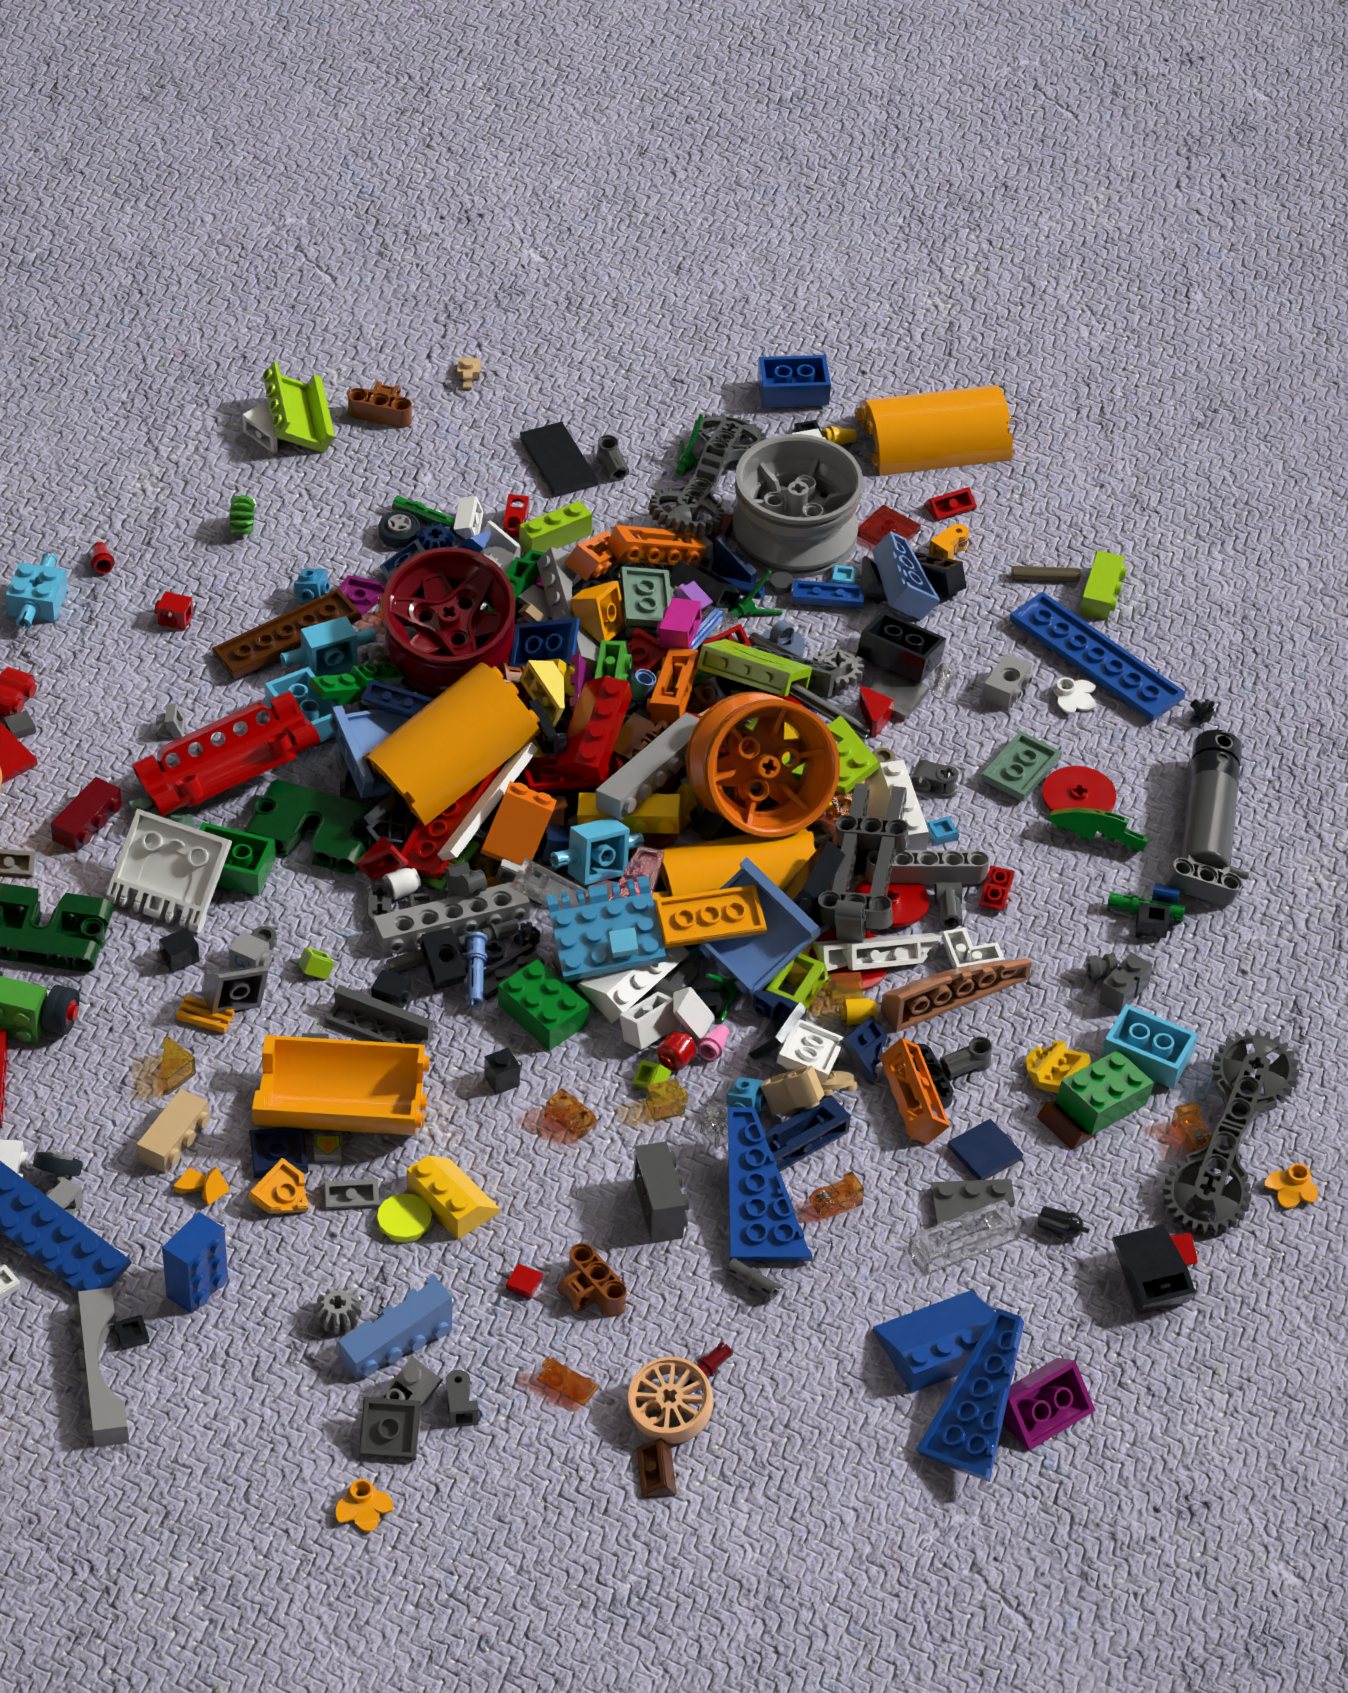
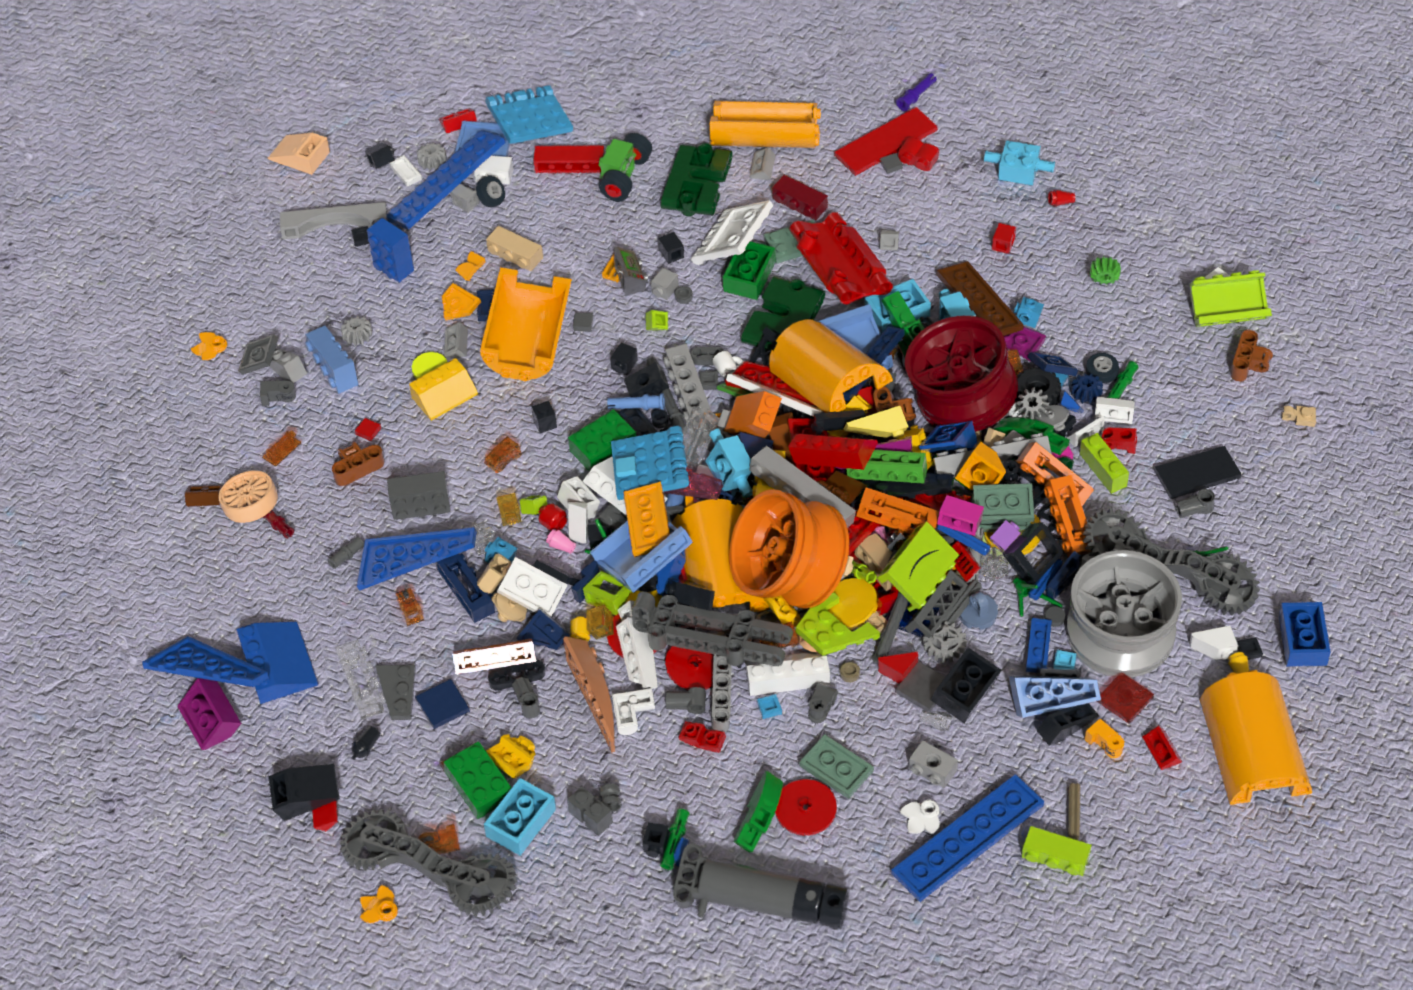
camera: 100 degrees right, 5 degrees up
(177, 1066) = (570, 247): clear yellow slope -> none
(381, 859) = (743, 350): red slope -> none
(381, 1014) = (599, 358): dark grey fence -> none
(463, 880) = (715, 393): dark grey leg -> none
(642, 685) = (892, 481): medium blue beam -> none
(1202, 711) = (898, 910): black plant -> none

